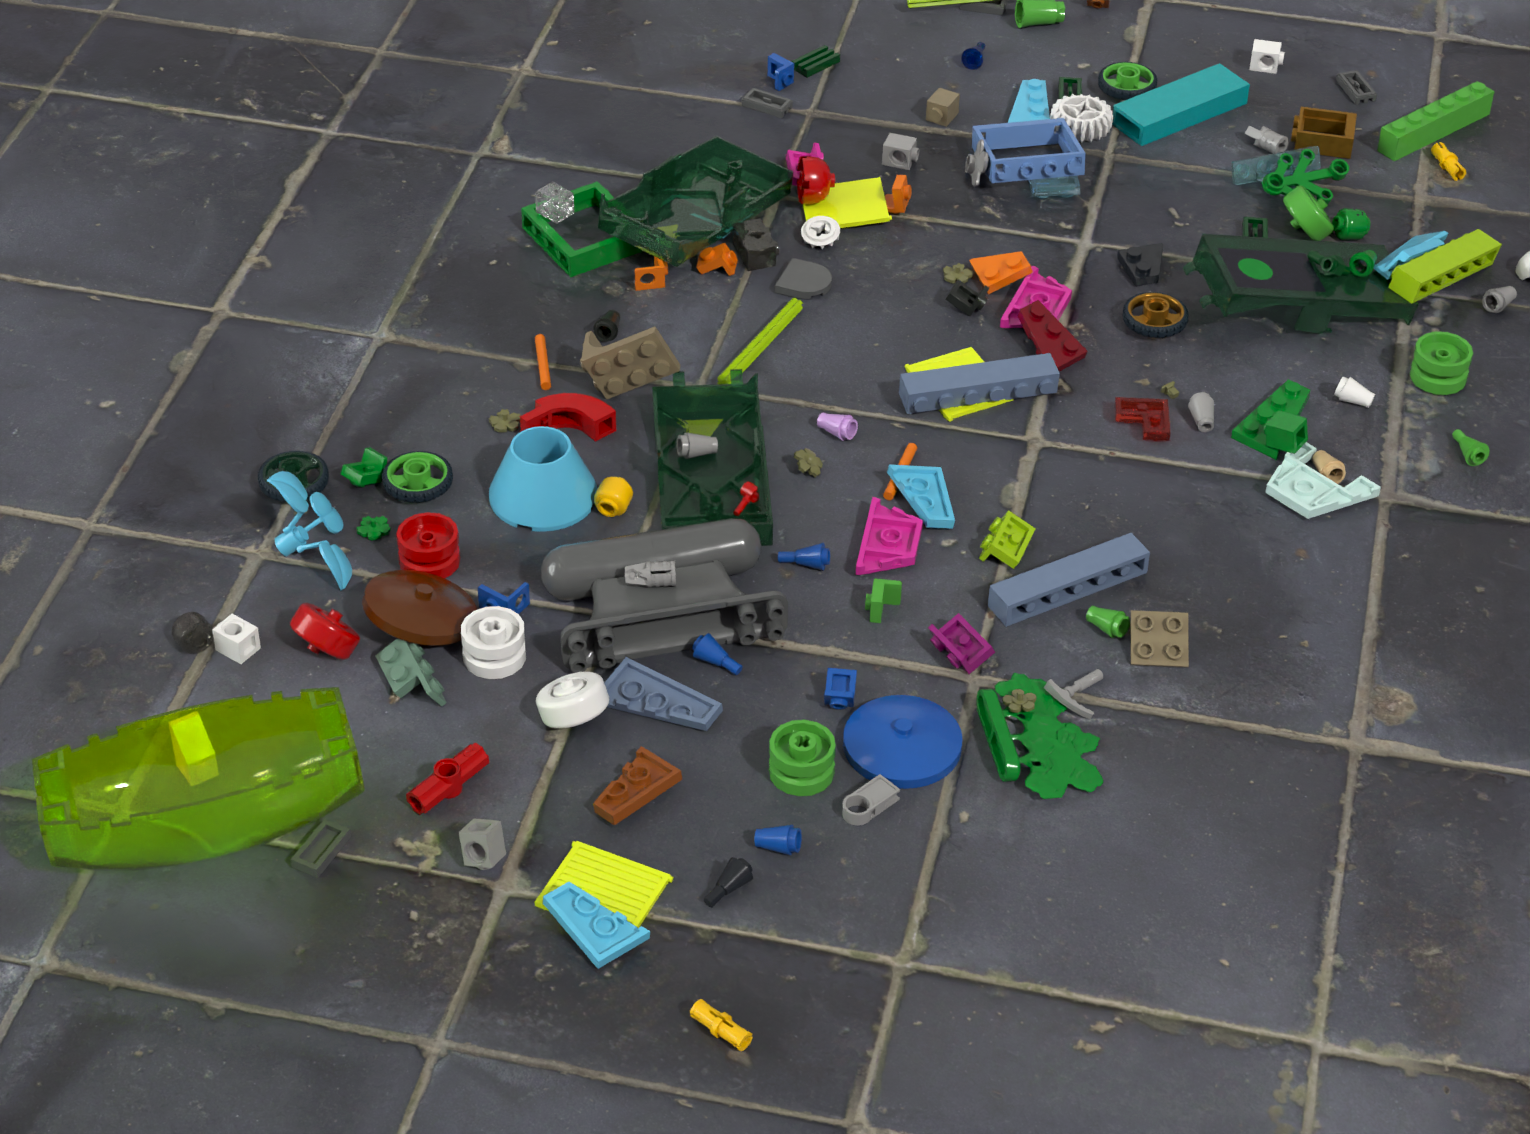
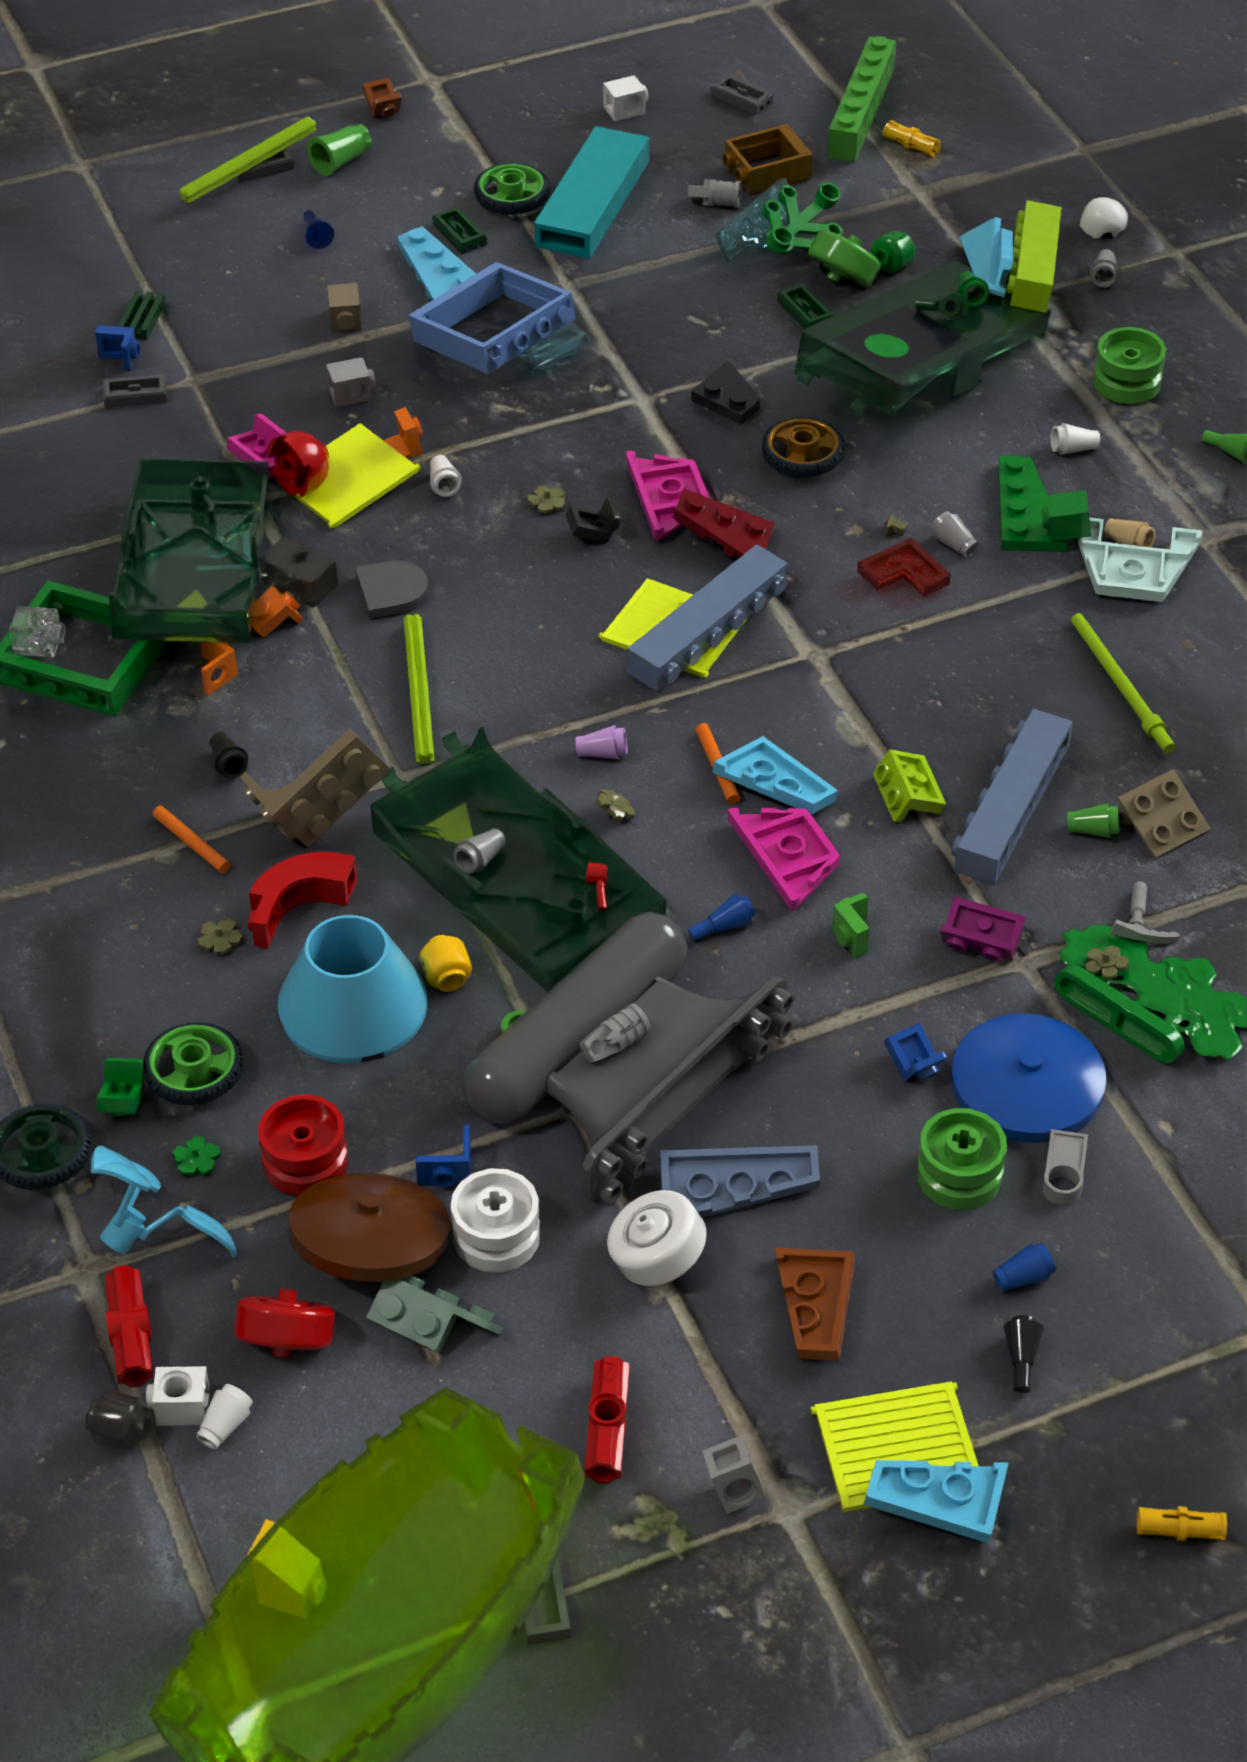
camera: 35 degrees left, 5 degrees up
(247, 588) = (128, 1326): none -> red piece
(248, 661) = (225, 1413): none -> white cone
(709, 650) = (736, 1090): blue cone -> none
(816, 225) = (366, 511): white gear -> none
(901, 231) = (444, 477): none -> white cone
(977, 163) = (454, 357): light grey plate -> none
(1000, 269) = (595, 472): orange wing -> none
(1085, 116) = (508, 245): white gear -> none
(1215, 584) = (1151, 723): none -> lime bar

